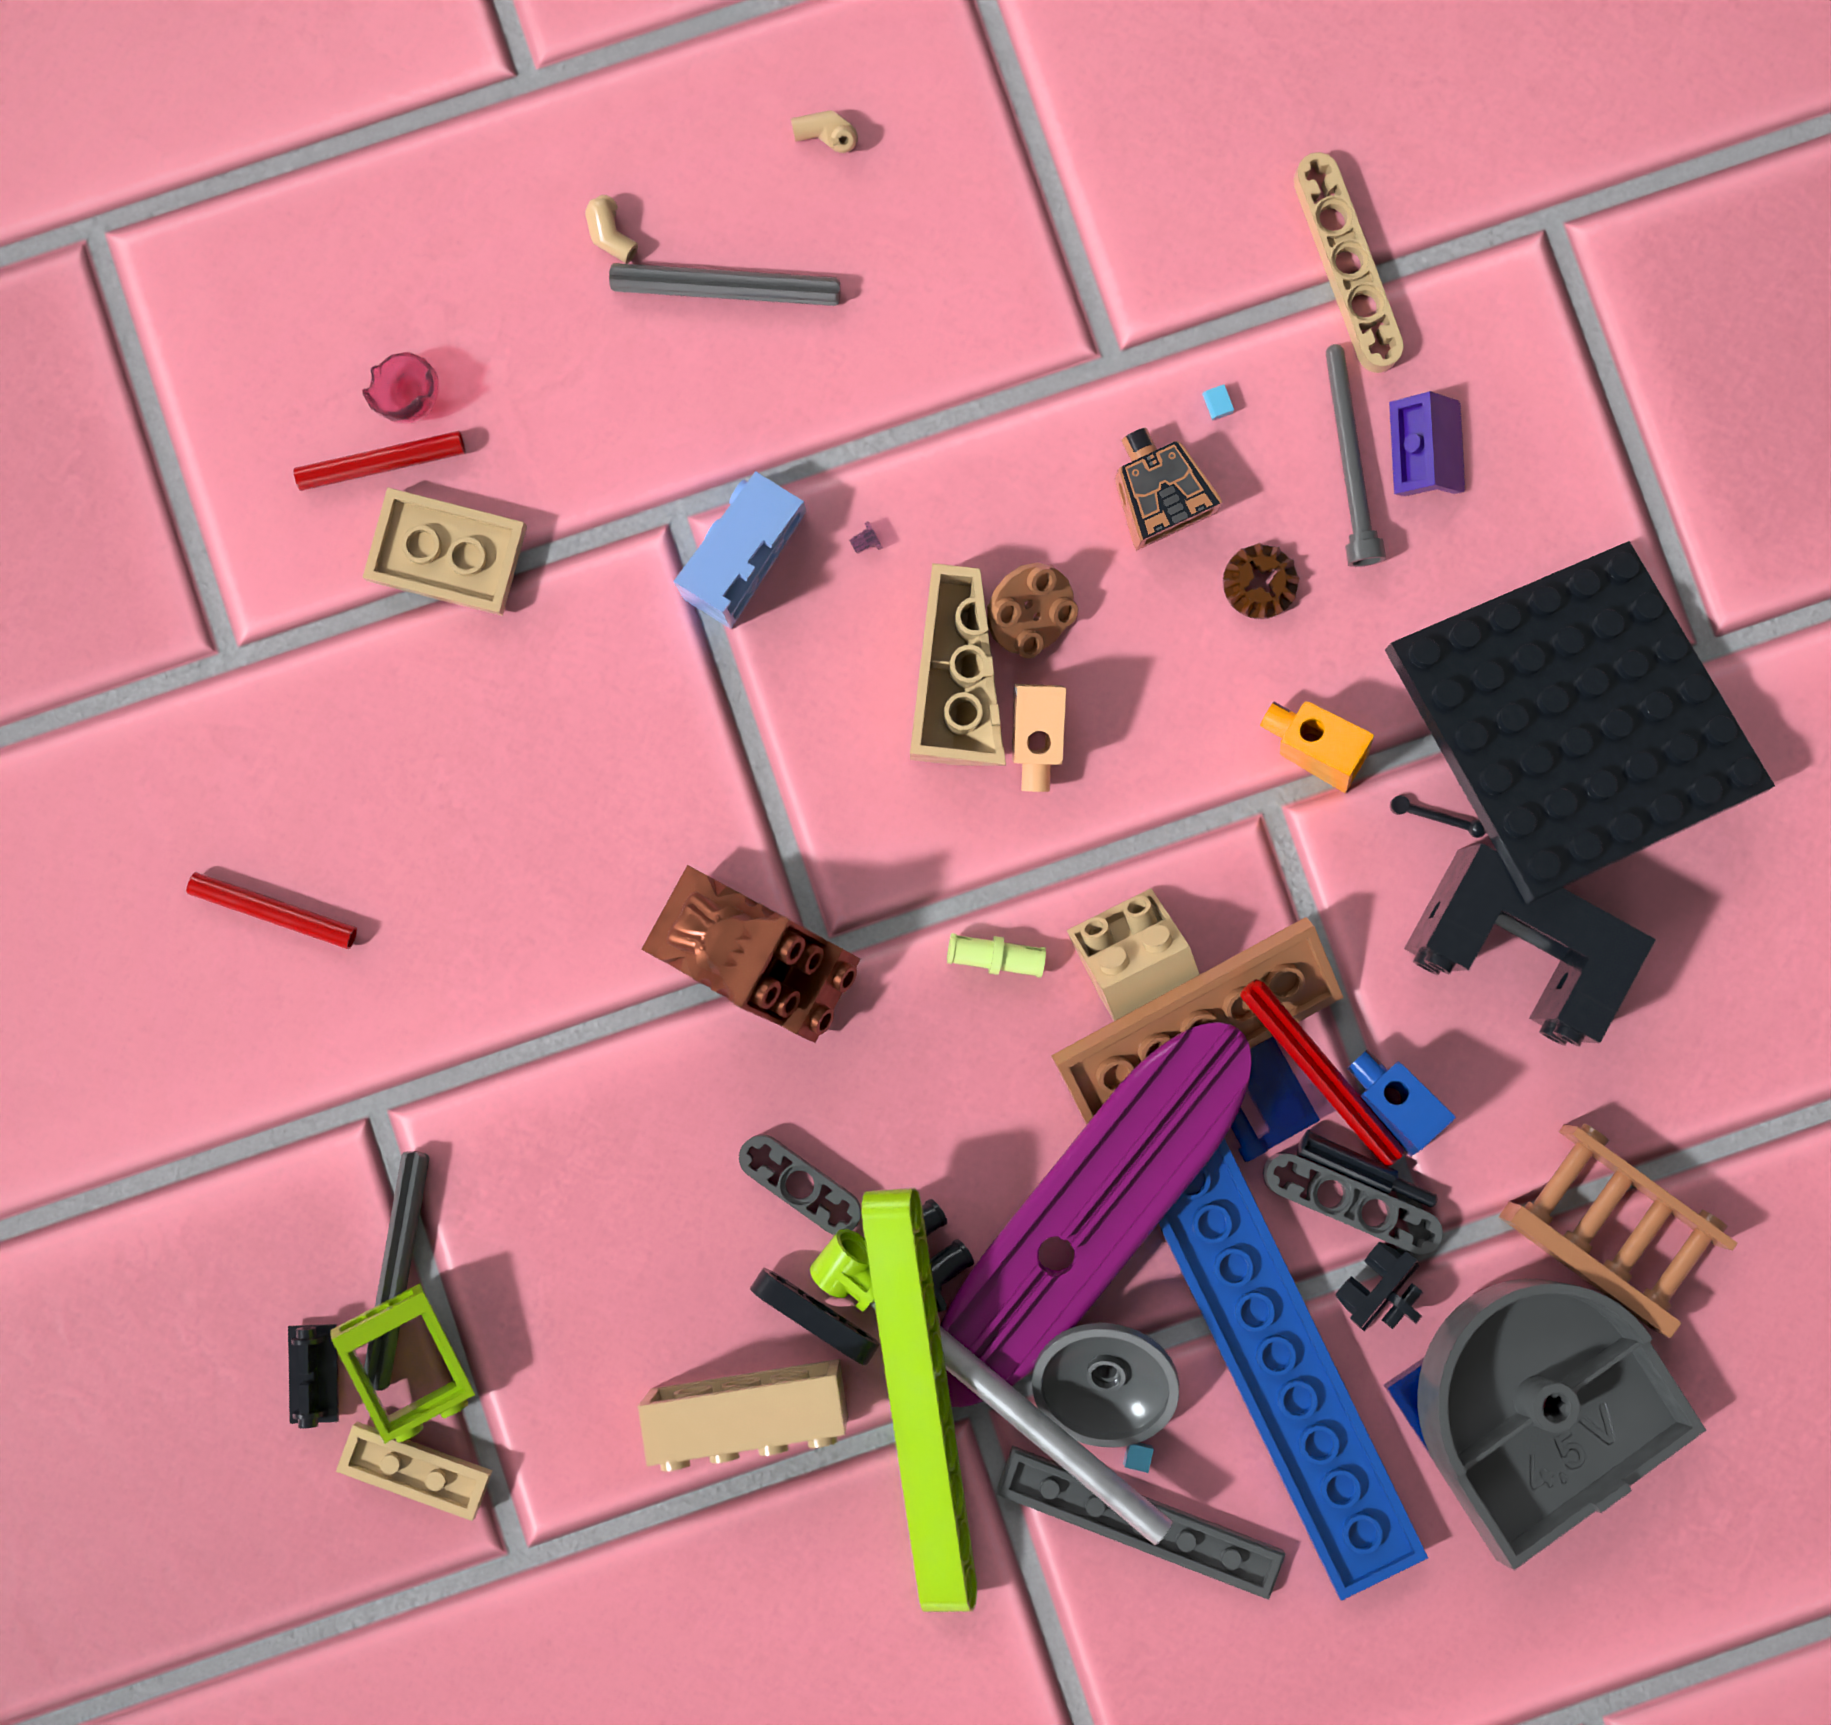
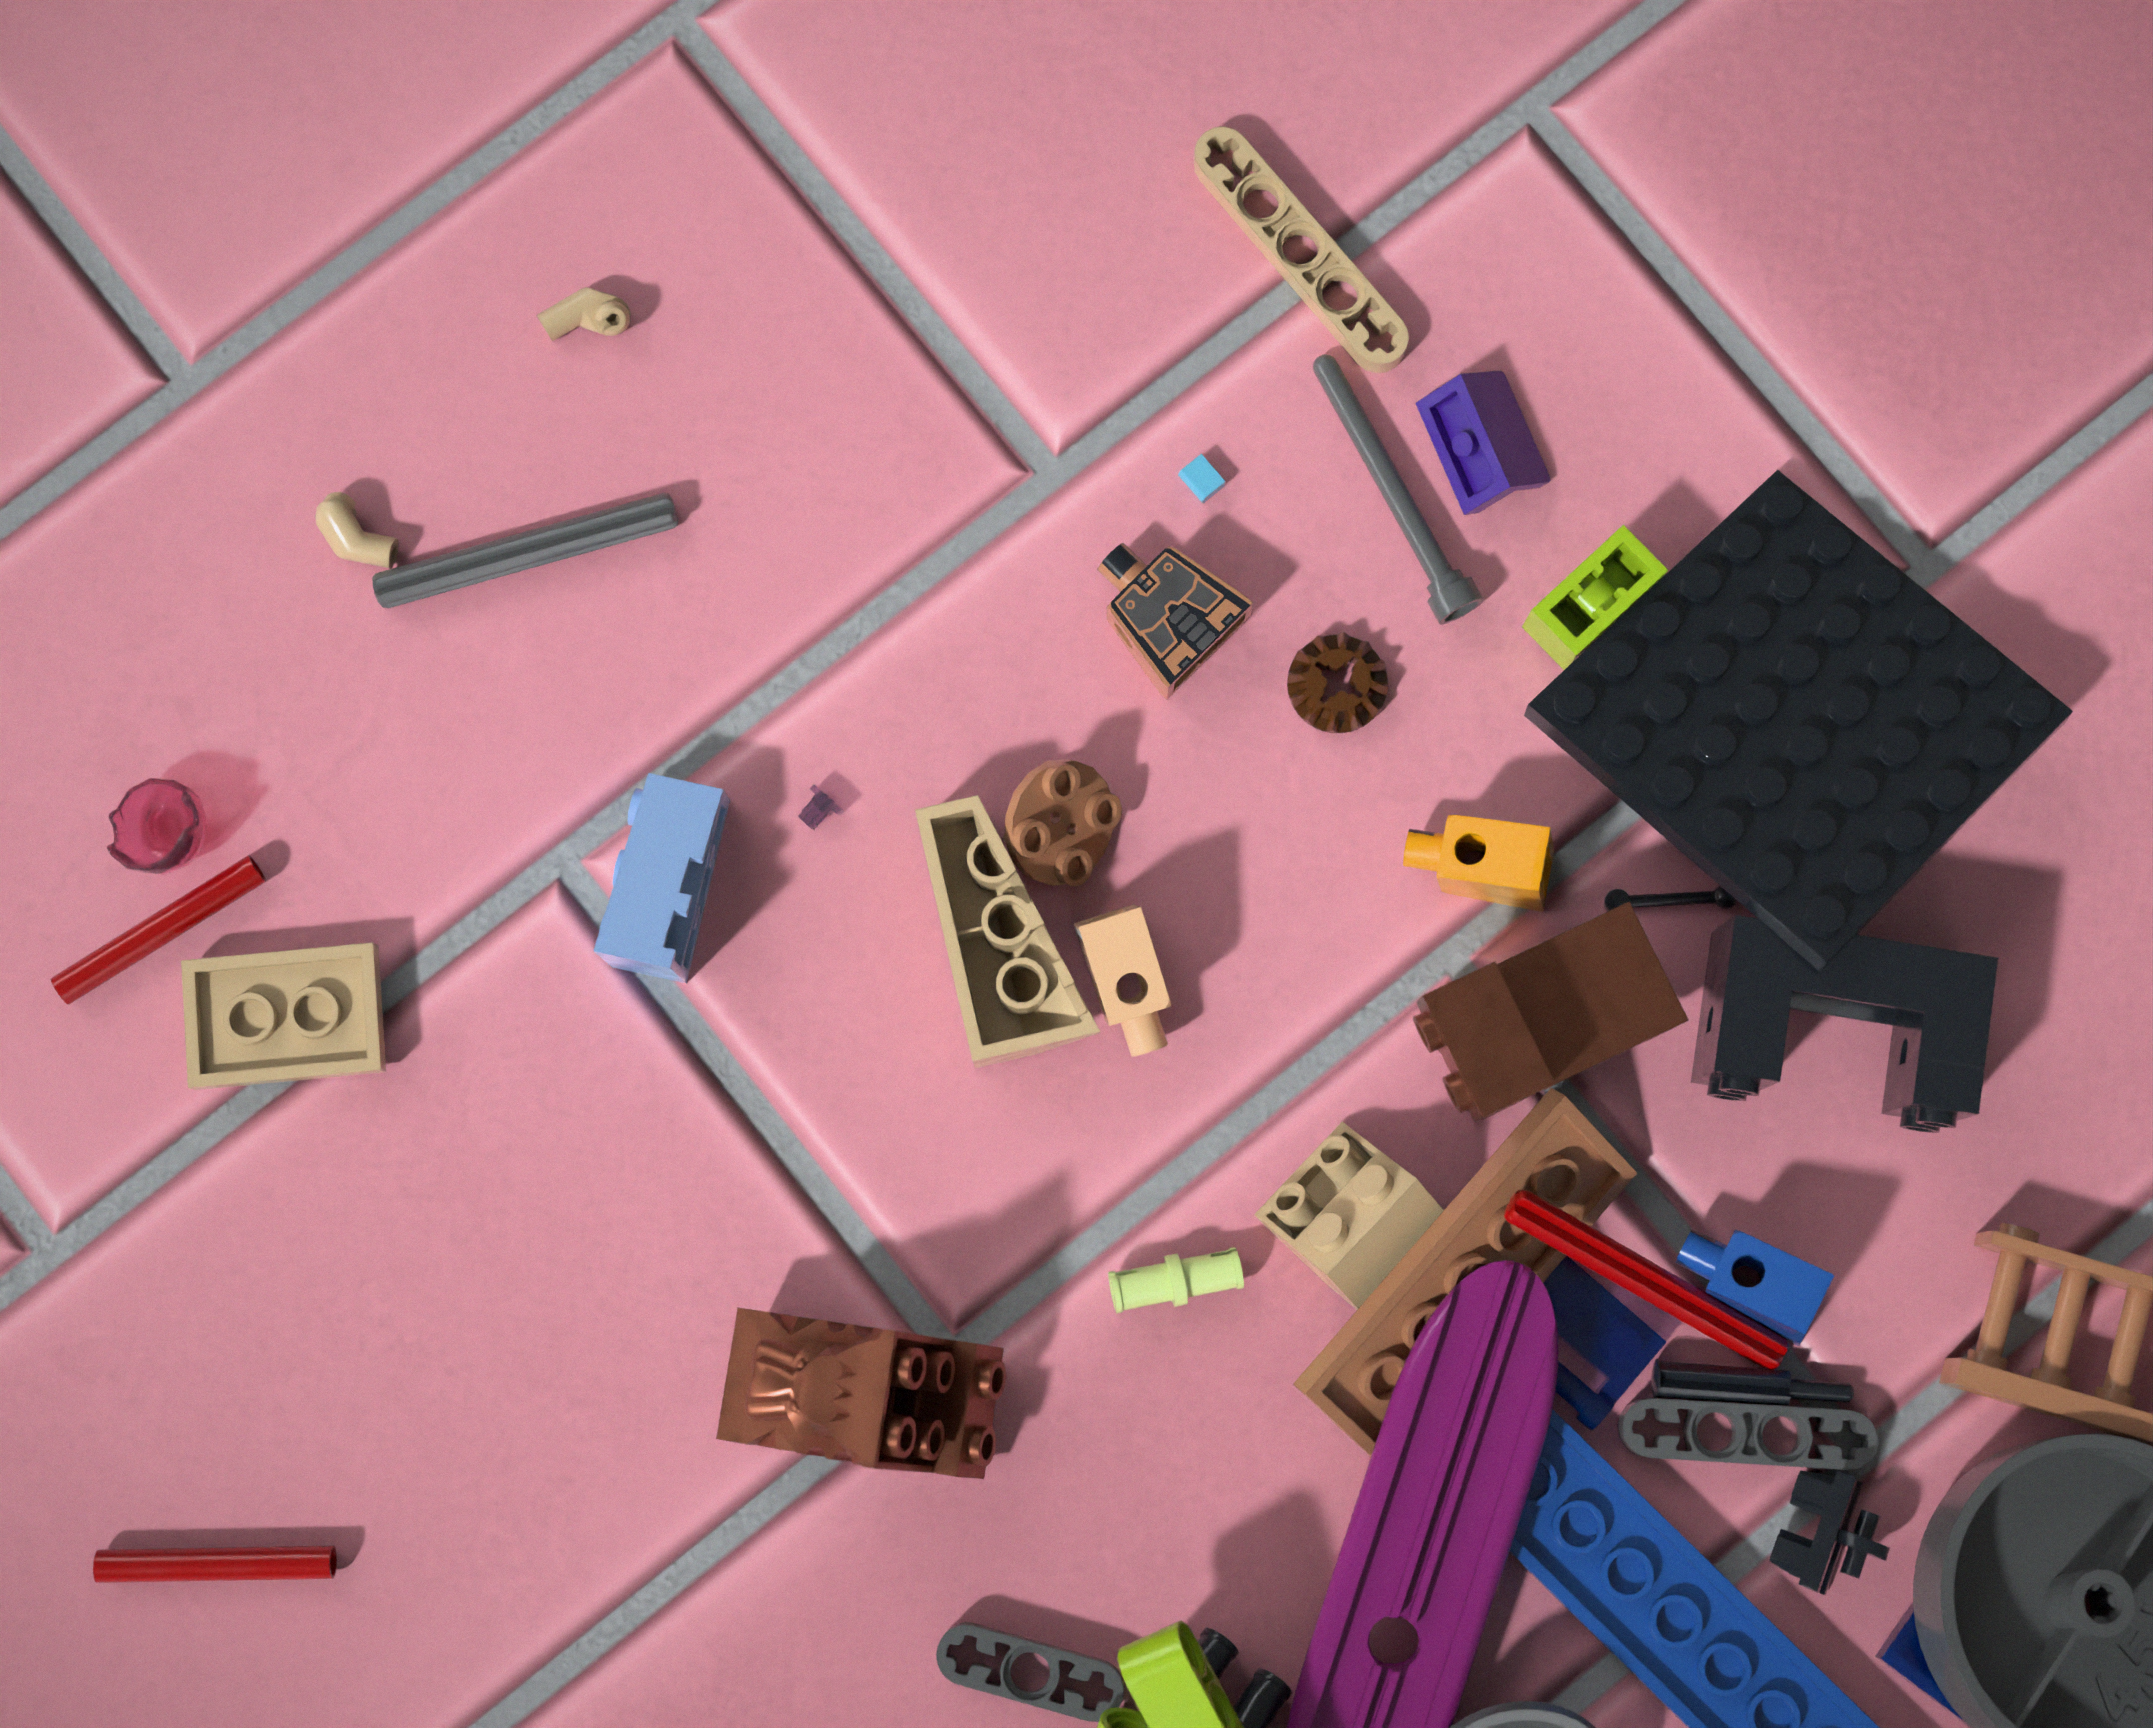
camera: 20 degrees left, 5 degrees down
(1324, 864) = (1548, 1013): none -> copper brick
(1464, 584) = (1593, 597): none -> lime brick

